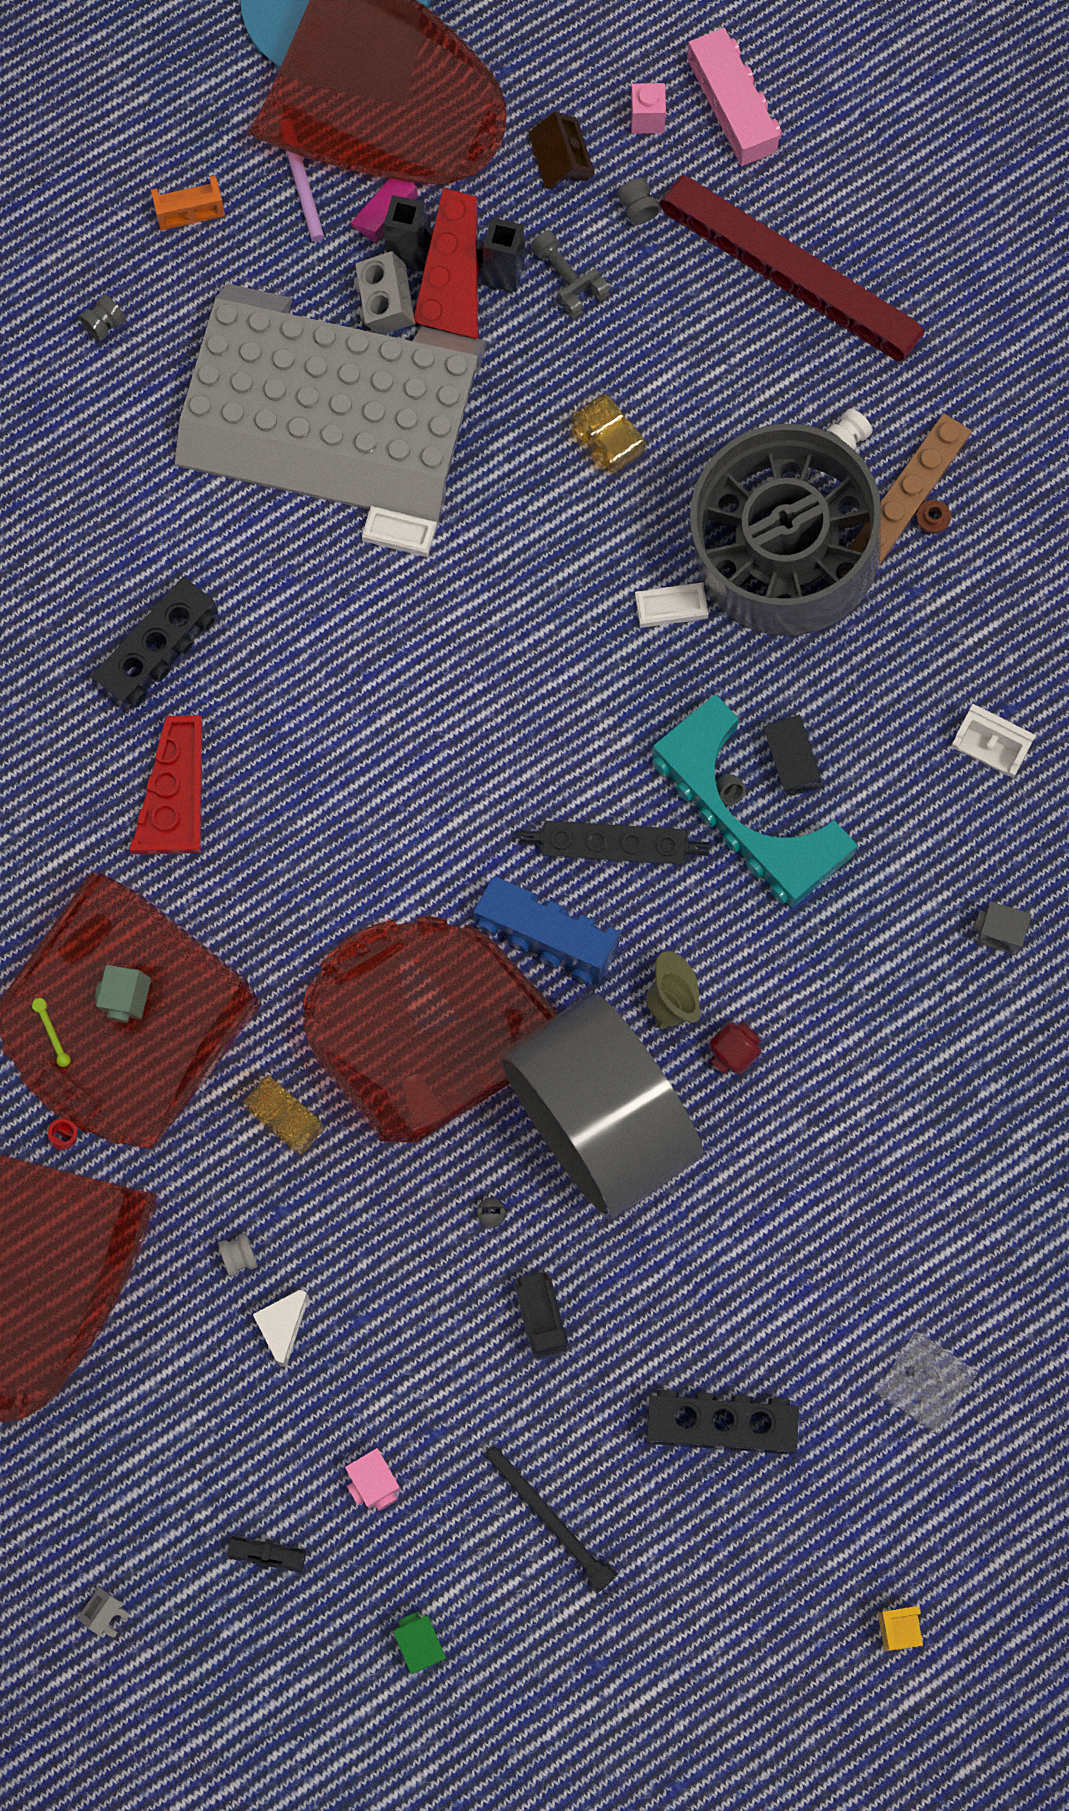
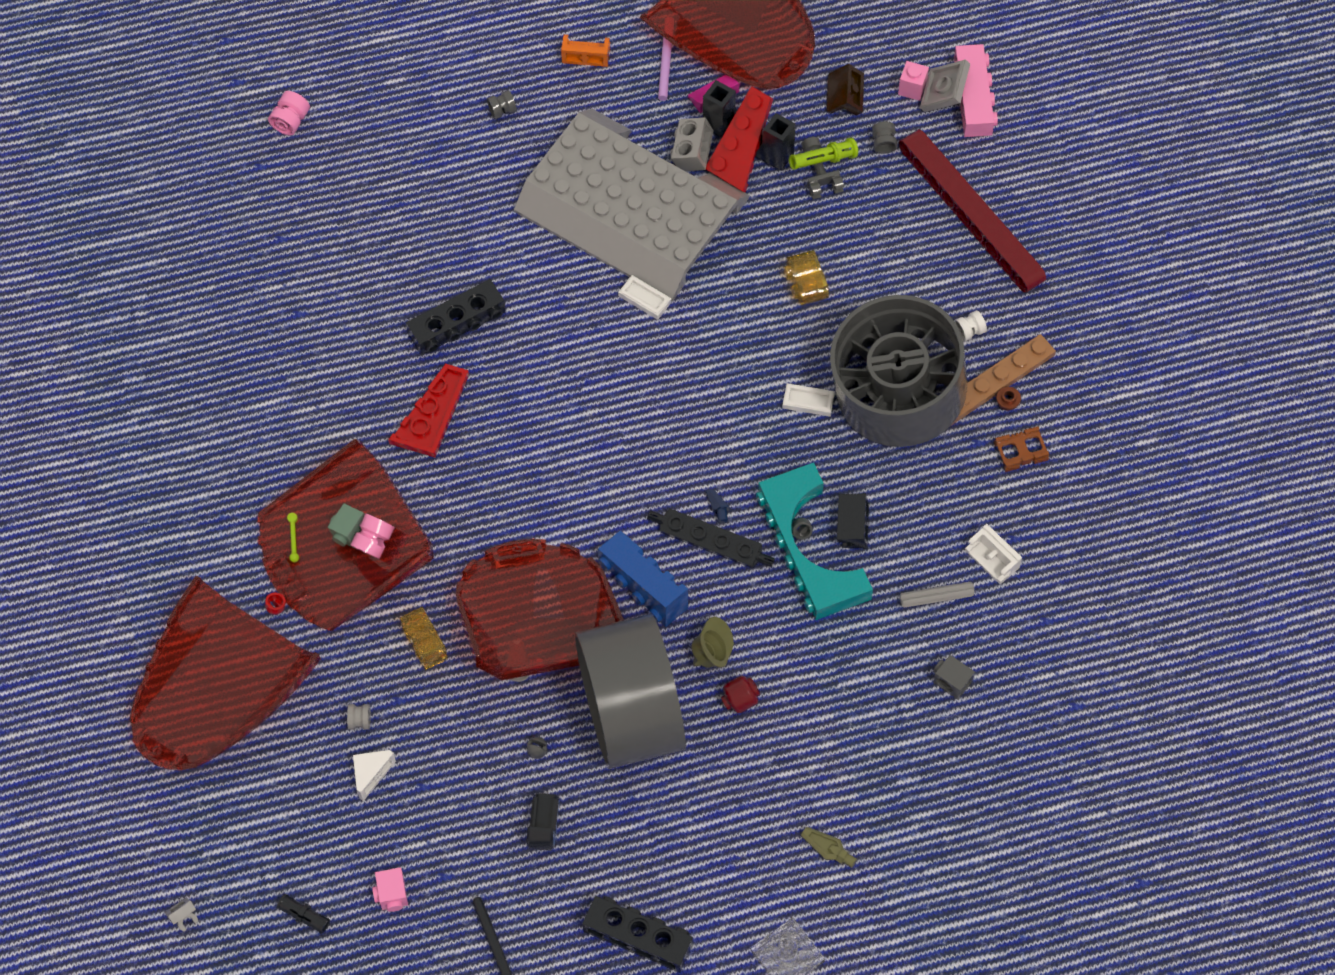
camera: 20 degrees right, 10 degrees down
(162, 997) = (372, 536): none -> bright pink wheel
(578, 246) = (832, 153): none -> lime pin
(607, 793) = (718, 505): none -> dark blue bar
(694, 103) = (945, 86): none -> light grey plate
(923, 1216) = (828, 846): none -> olive piece
(938, 820) = (937, 594): none -> light grey axle
(982, 589) = (1024, 456): none -> dark orange piece

